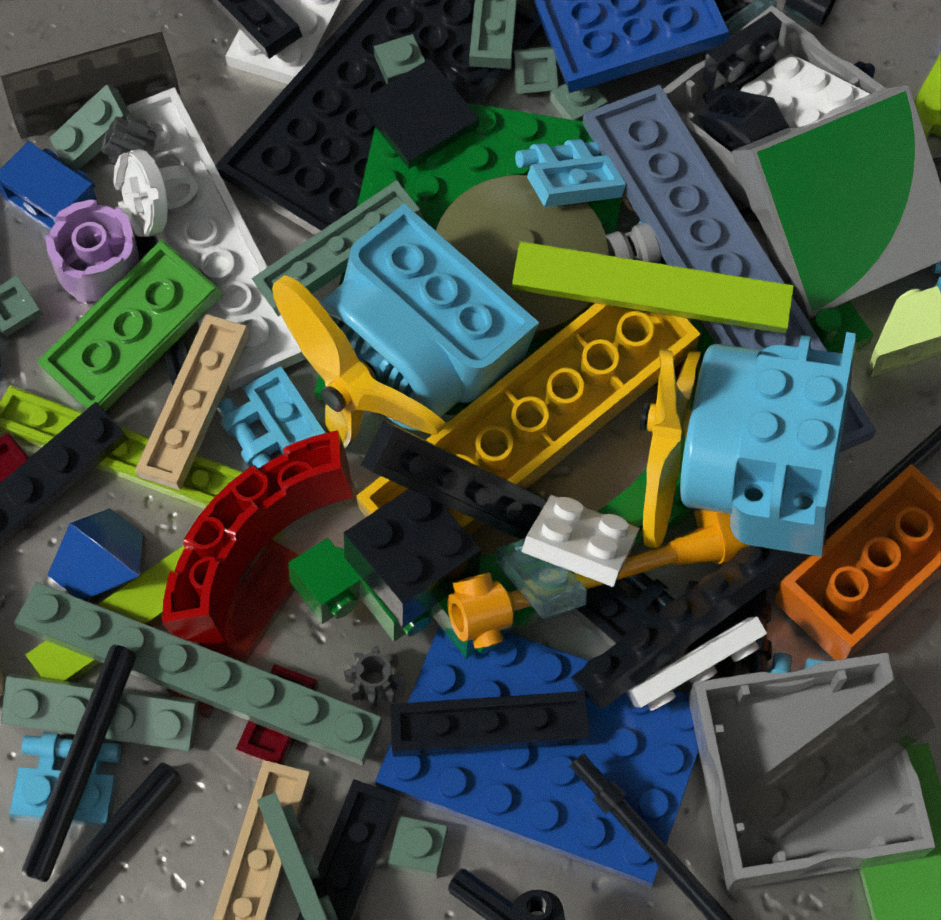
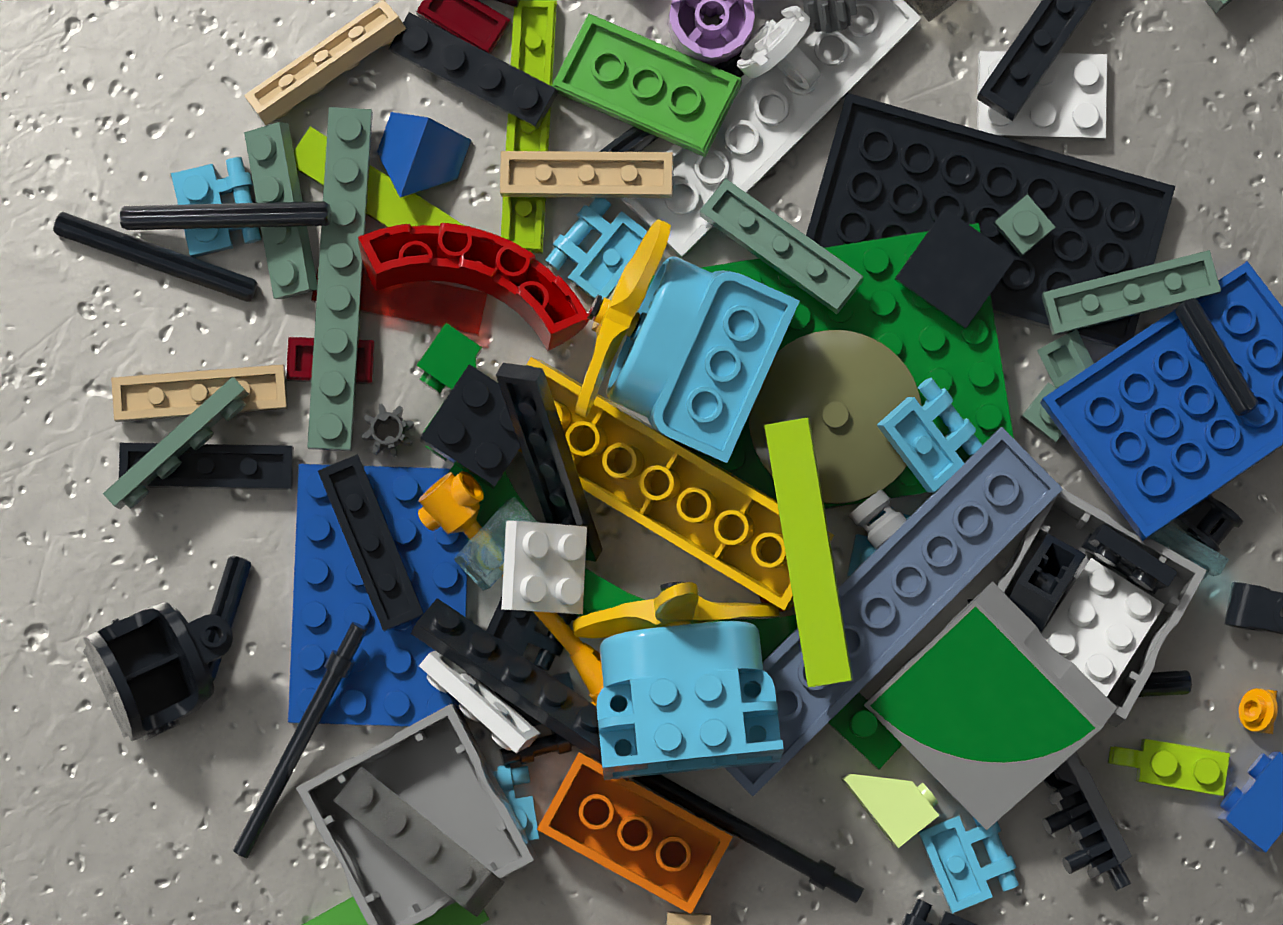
camera: 65 degrees right, 20 degrees up
(418, 846) = (258, 519): sand green plate -> none
(907, 21) = (1259, 710): none -> light orange plate

